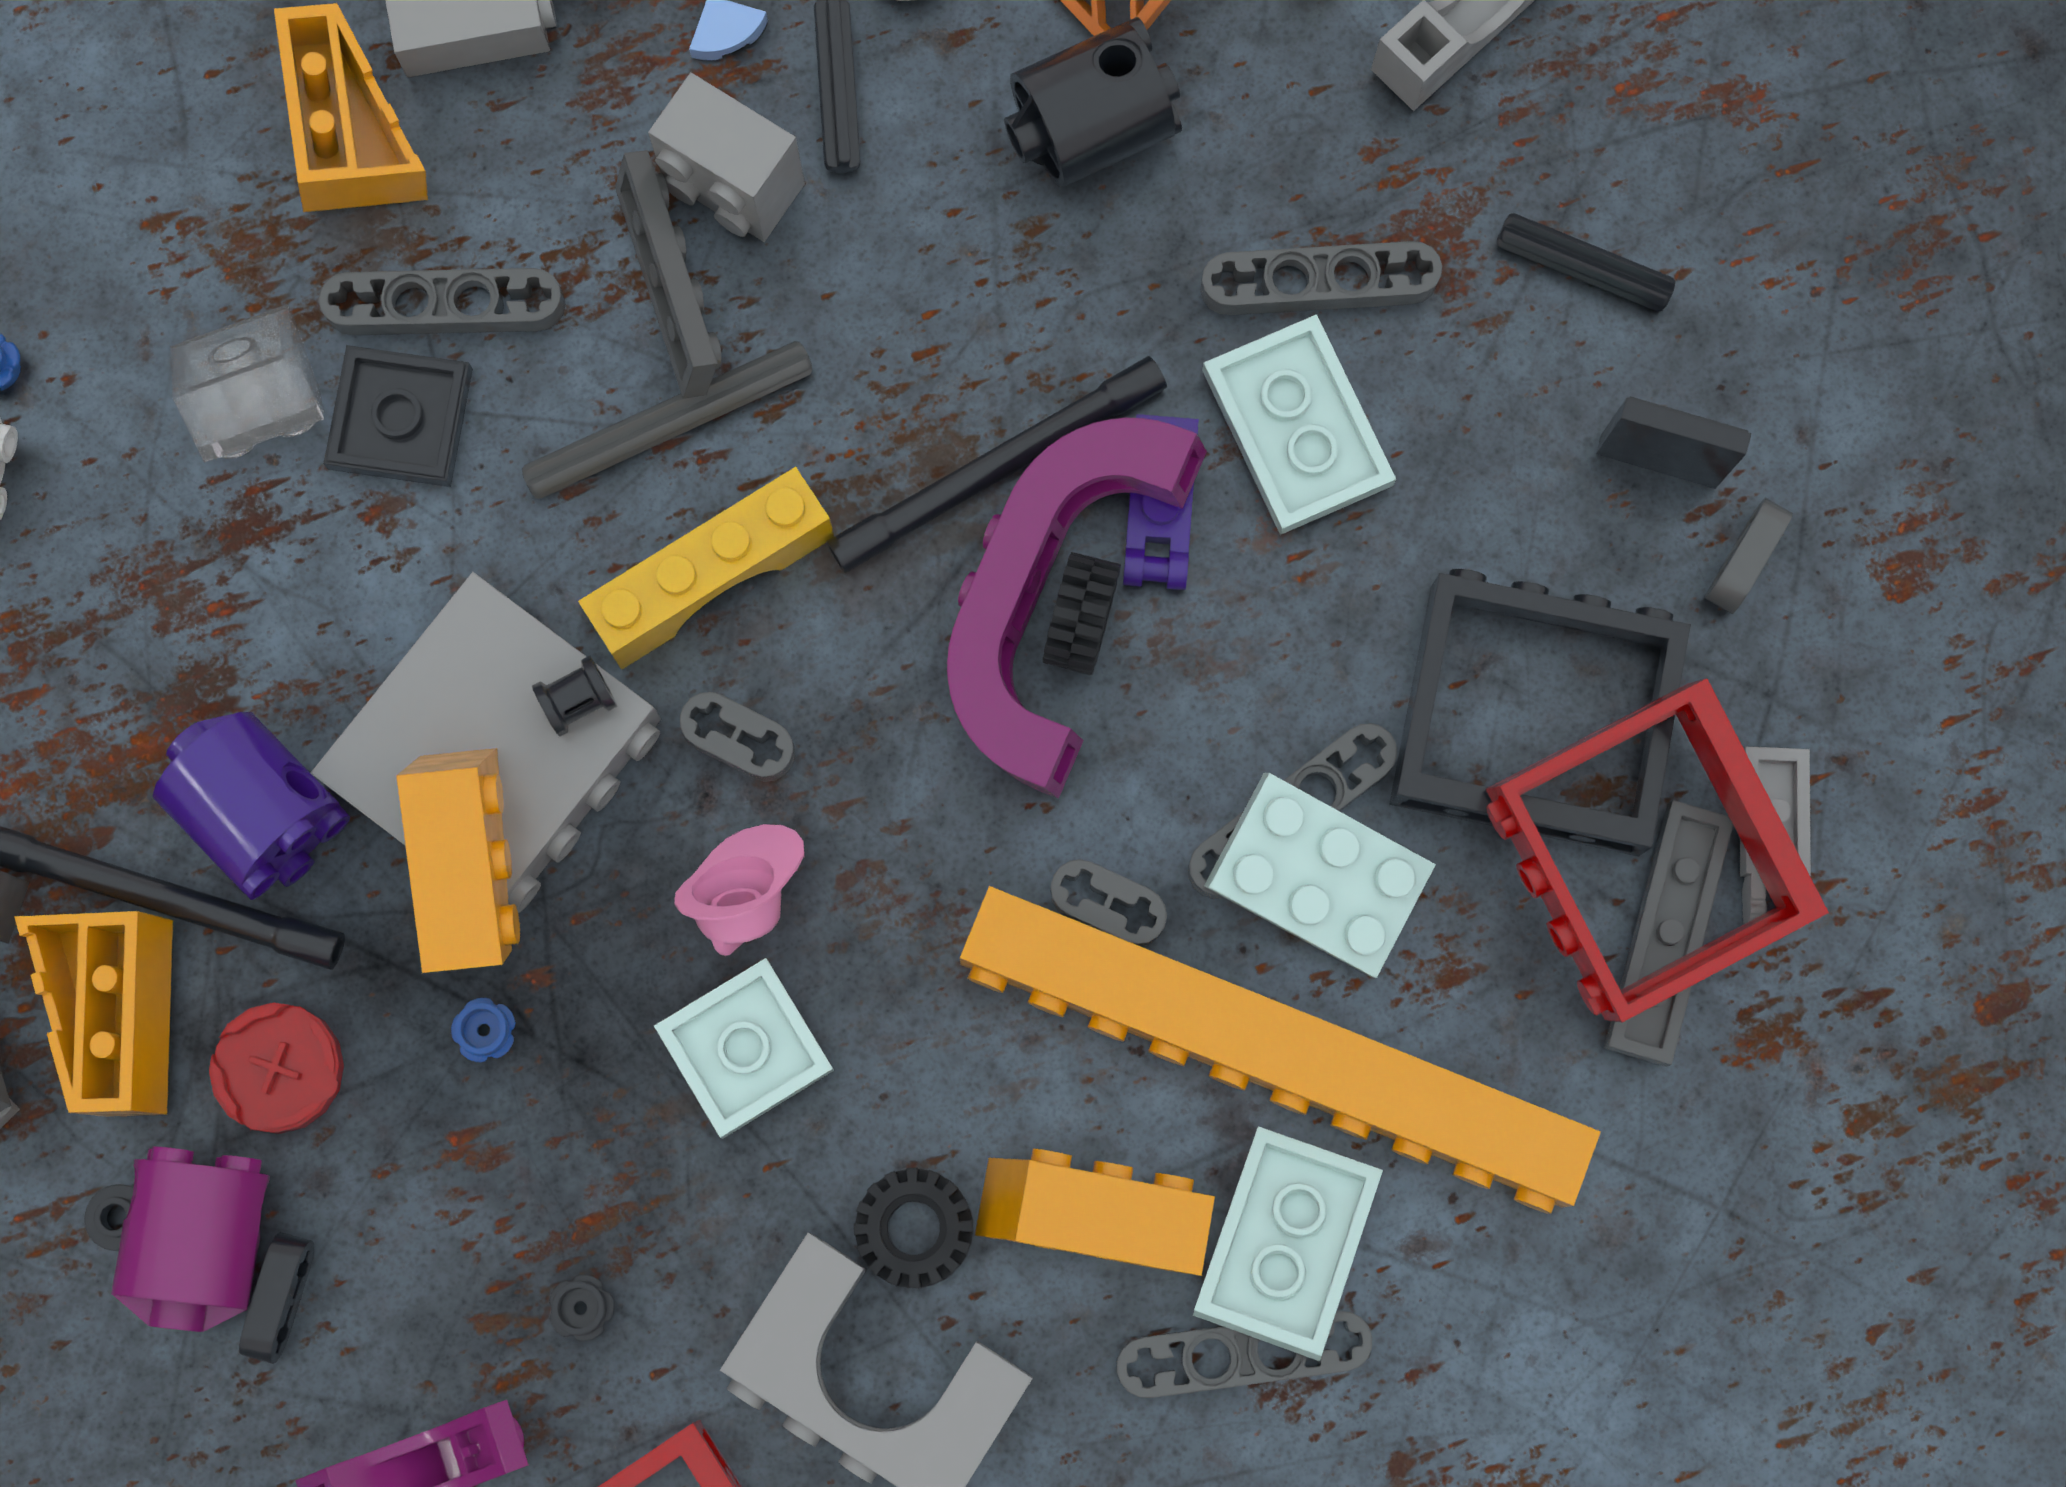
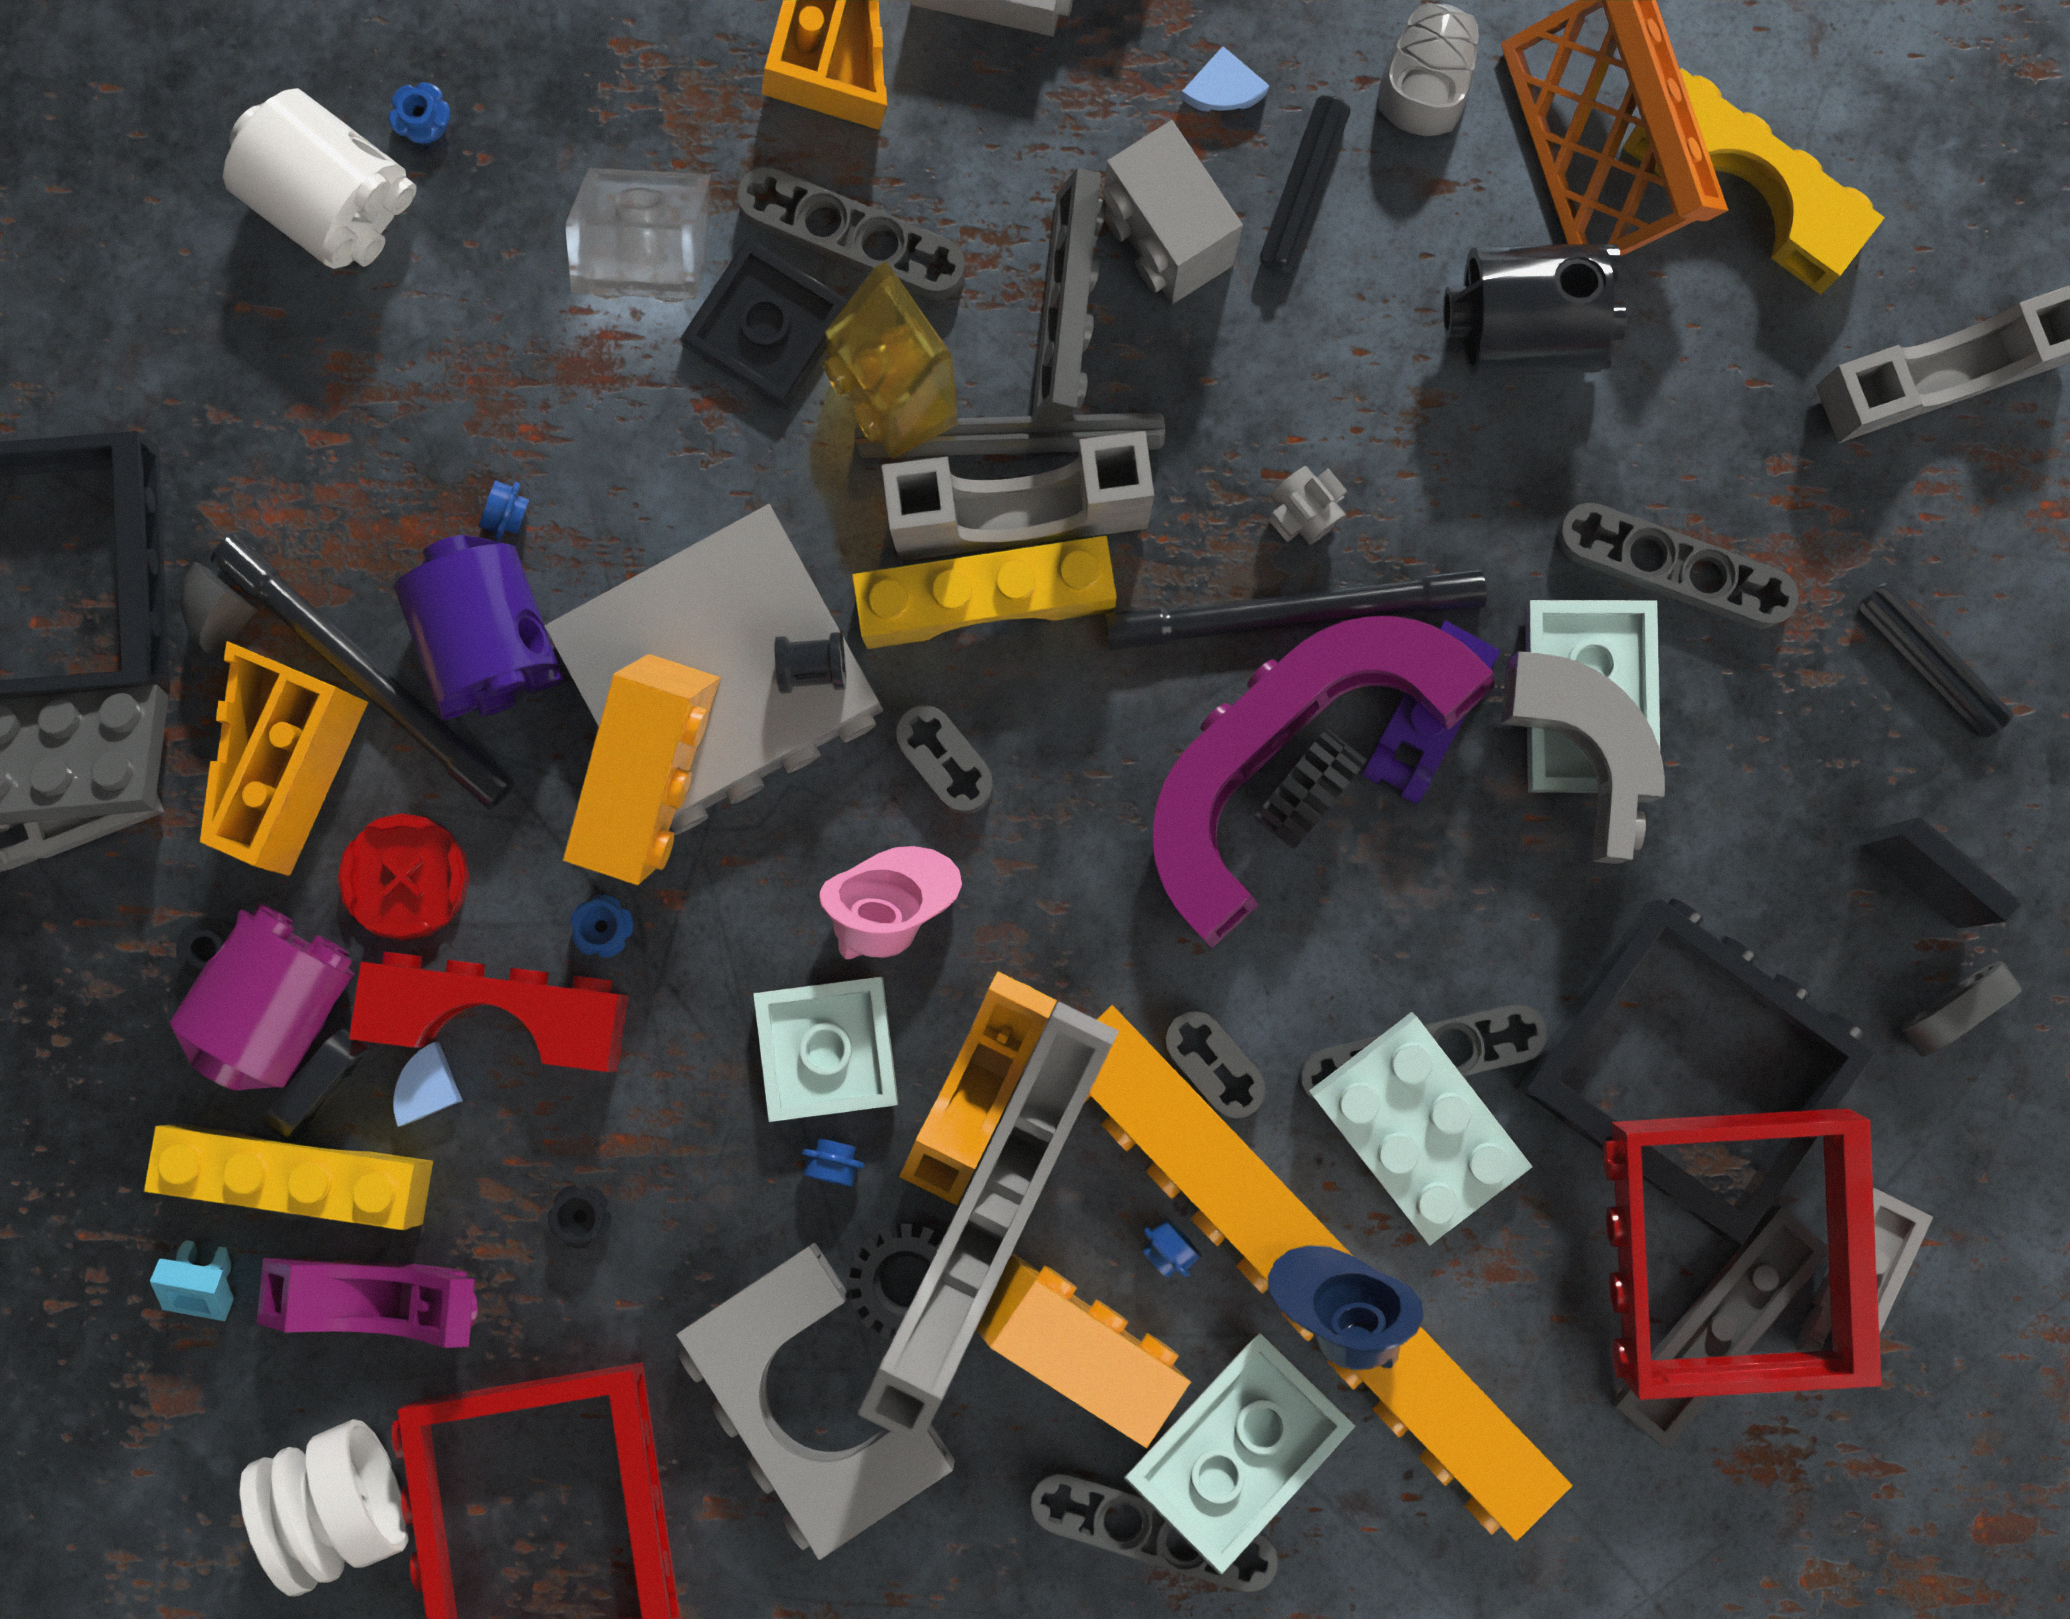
camera: 30 degrees right, 5 degrees up
(225, 687) = (503, 510): none -> blue plate
(286, 1392) = (288, 1177): none -> yellow arch
(334, 1179) = (411, 1005): none -> red arch
(380, 1254) = (424, 1086): none -> light blue tile
(531, 398) = (891, 365): none -> clear yellow slope
(641, 513) = (946, 515): none -> light grey arch
(796, 1151) = (832, 1163): none -> blue plate
(900, 1016) = (978, 1088): none -> light orange arch
(963, 1126) = (987, 1224): none -> light grey arch
(966, 364) = (1307, 505): none -> light grey gear
(1143, 1088) = (1170, 1249): none -> blue plate
(1322, 441) = (1606, 726): none -> light grey arch
(1327, 1058) = (1346, 1304): none -> dark blue piece

